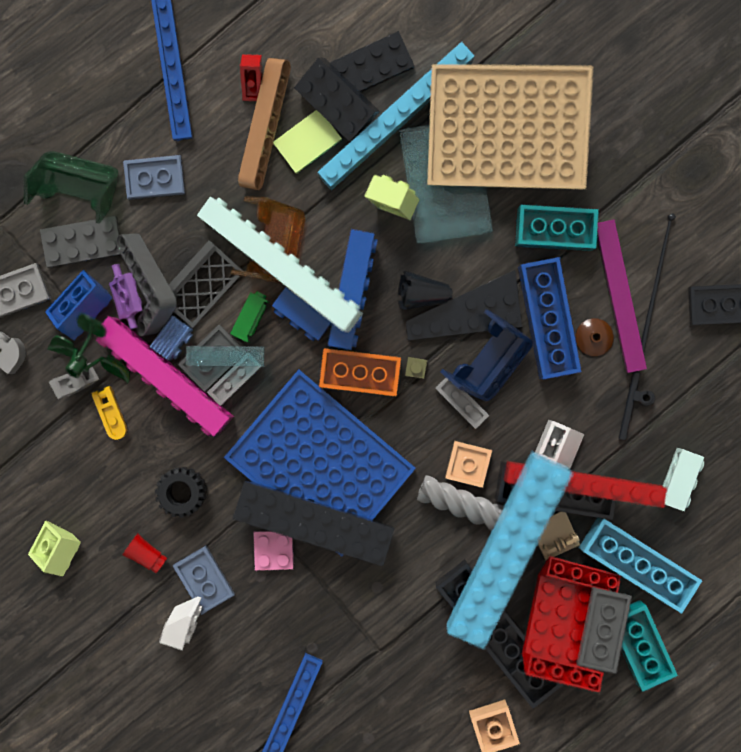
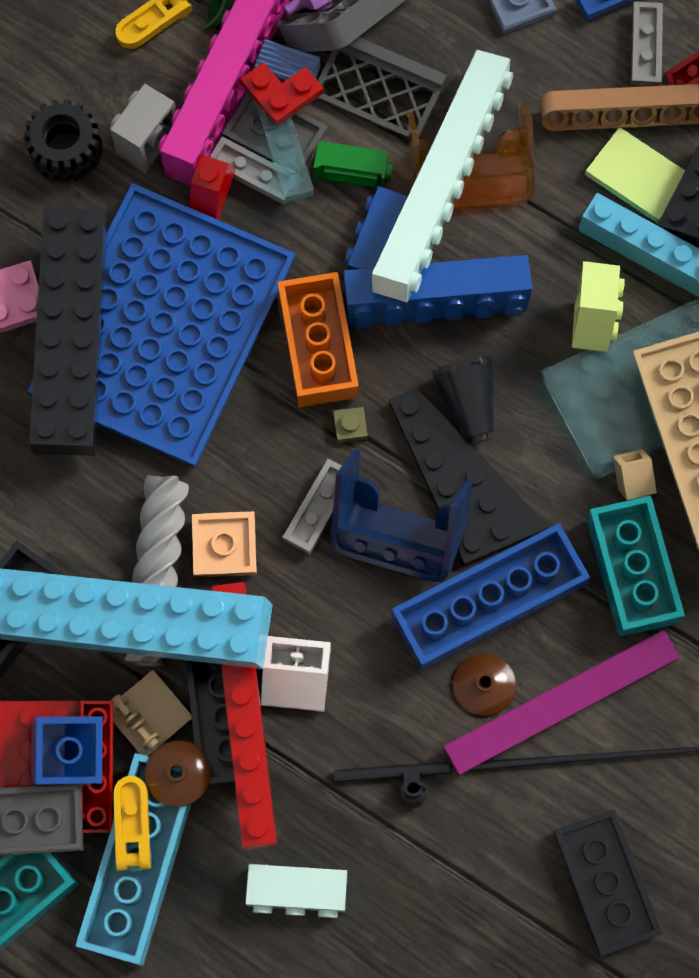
camera: 70 degrees right, 15 degrees down
(188, 440) = (141, 127): none -> light grey brick
(196, 350) = (281, 99): none -> red plate
(221, 105) = (646, 44): none -> light grey plate
(240, 409) = (210, 186): none -> red slope
(500, 209) = (634, 474): none -> tan brick
(573, 591) = (66, 749): none -> blue slope
(593, 530) = (181, 790): none -> reddish brown dish
(625, 564) = (131, 823): none -> yellow plate

